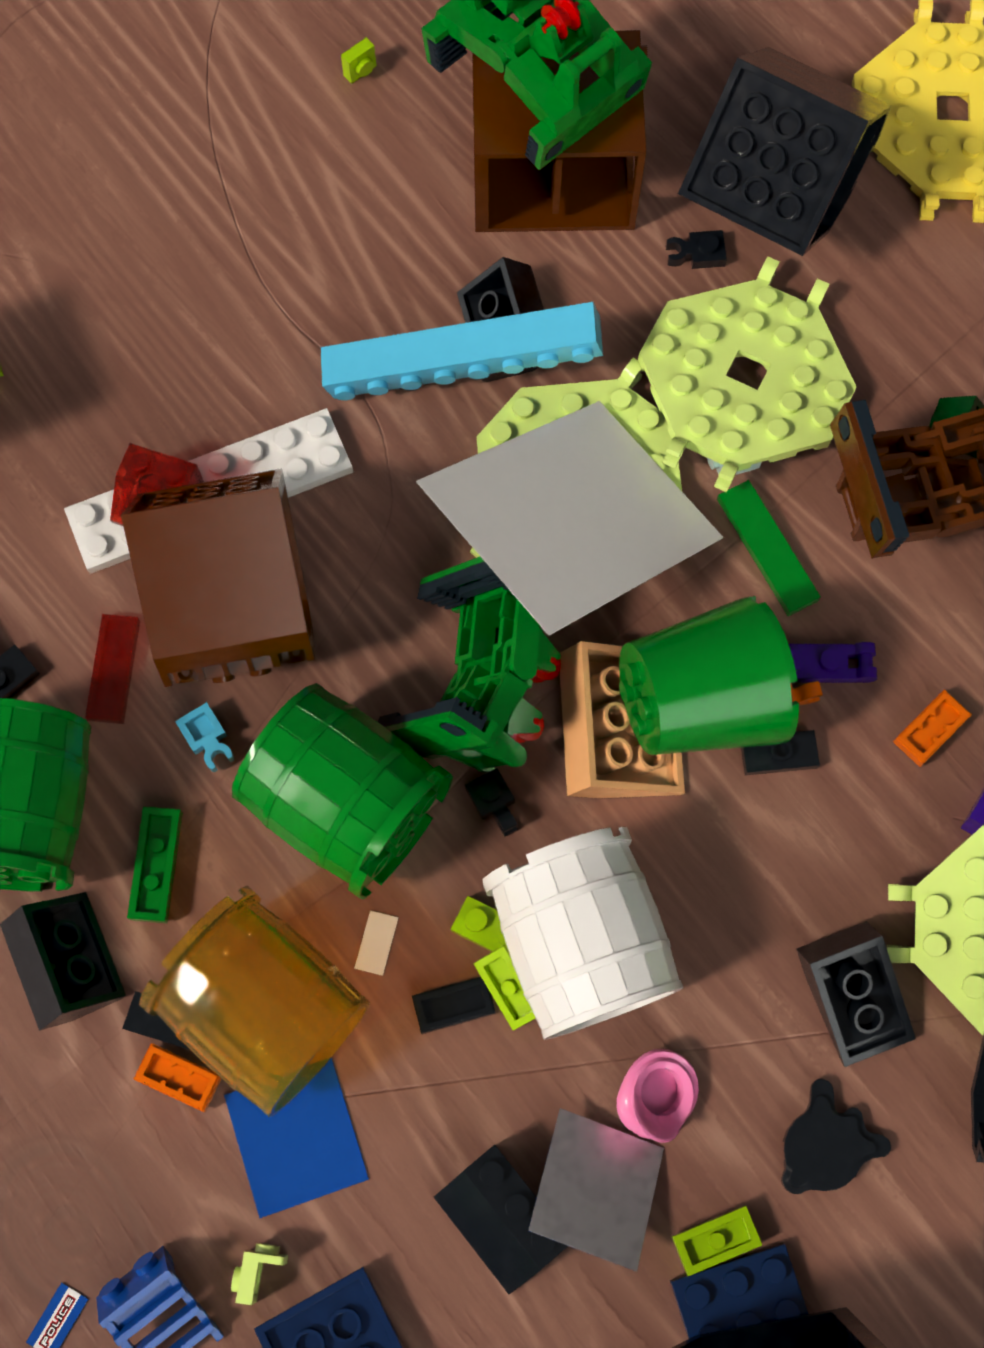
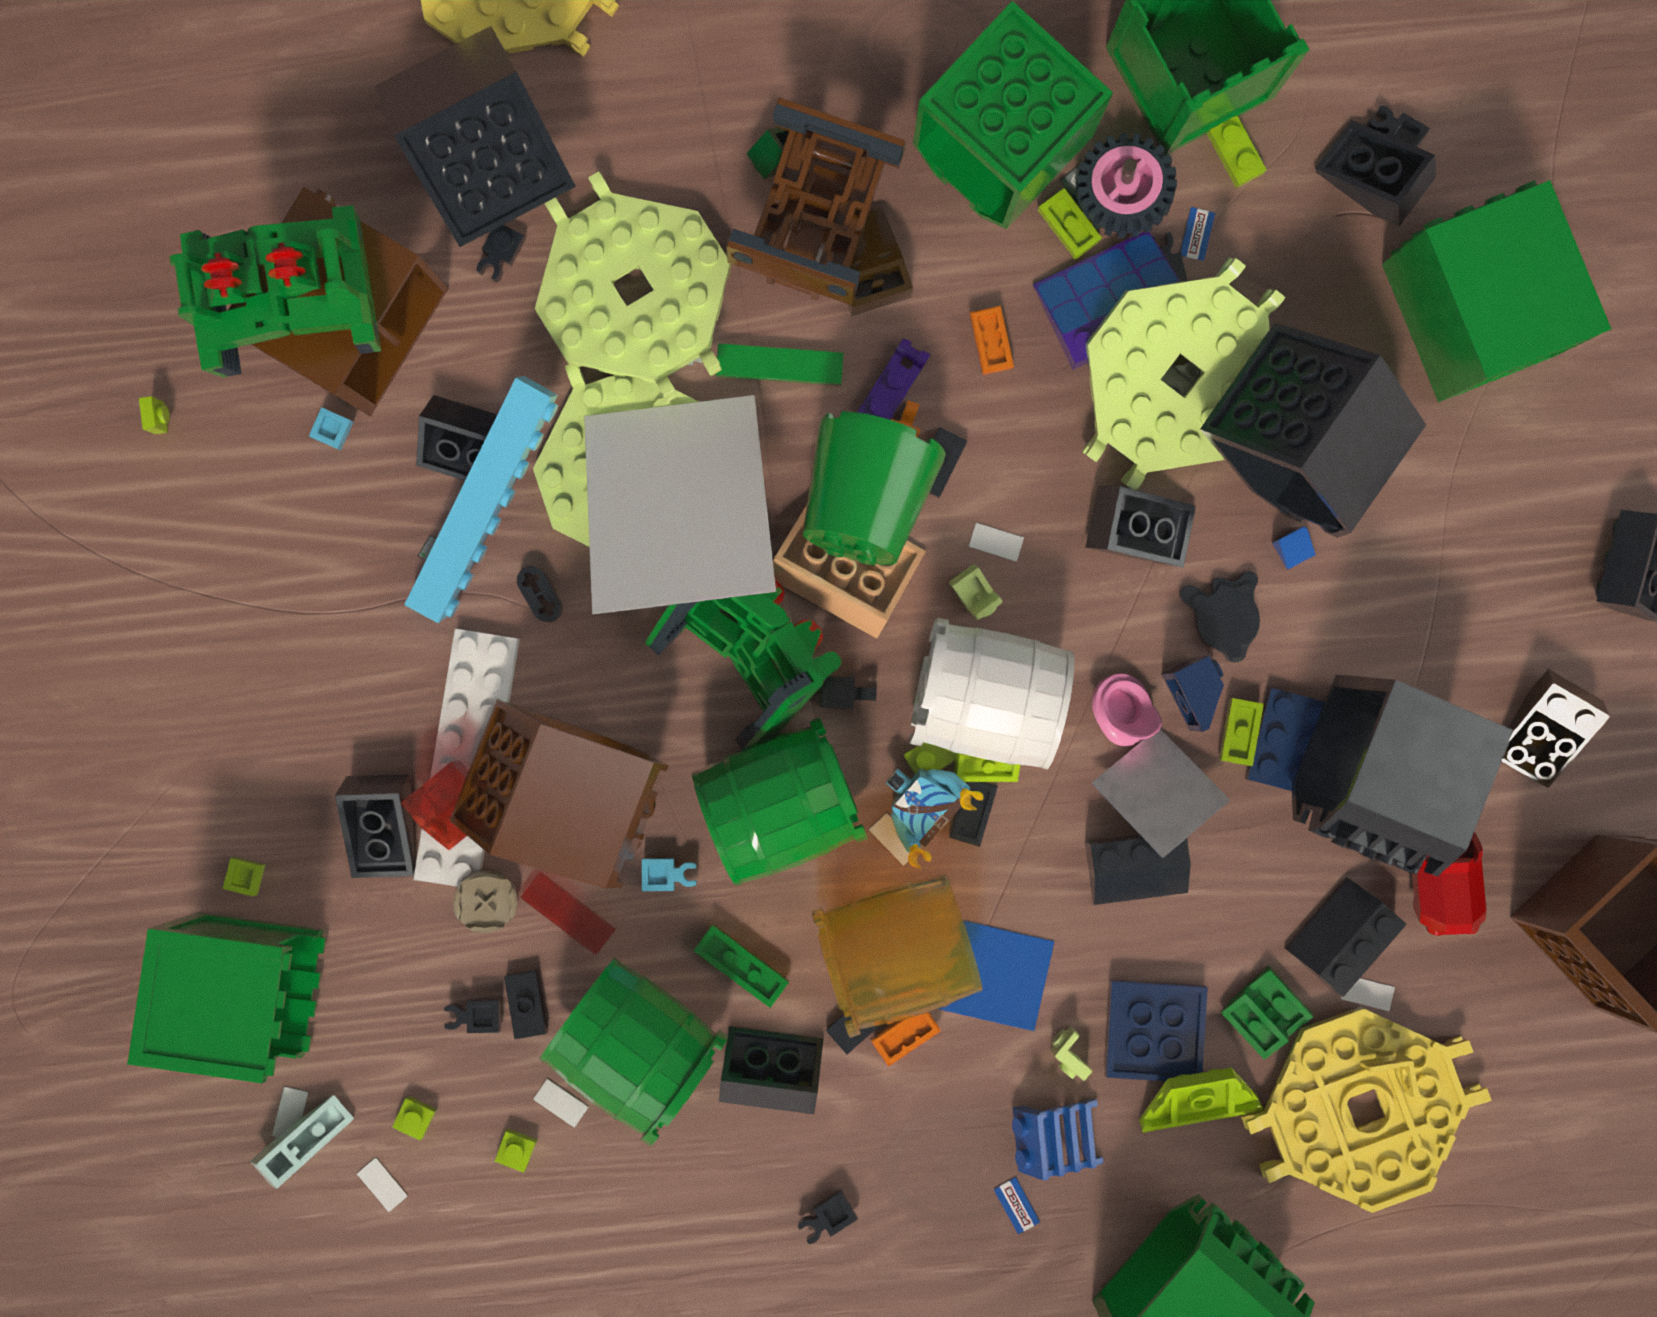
camera: 60 degrees left, 15 degrees up
(80, 583) = (485, 901): none -> dark tan tile
(91, 445) = (377, 826): none -> black slope
(413, 467) = (533, 598): none -> black beam
(427, 947) = (926, 806): none -> torso
(442, 204) = (331, 429): none -> medium azure plate
(676, 865) = (975, 592): none -> yellowish green bracket
(729, 1154) = (1196, 690): none -> dark blue slope
(740, 858) = (996, 542): none -> white sticker
(920, 575) = (880, 265): none -> dark brown slope
(946, 1174) = (1294, 547): none -> blue slope

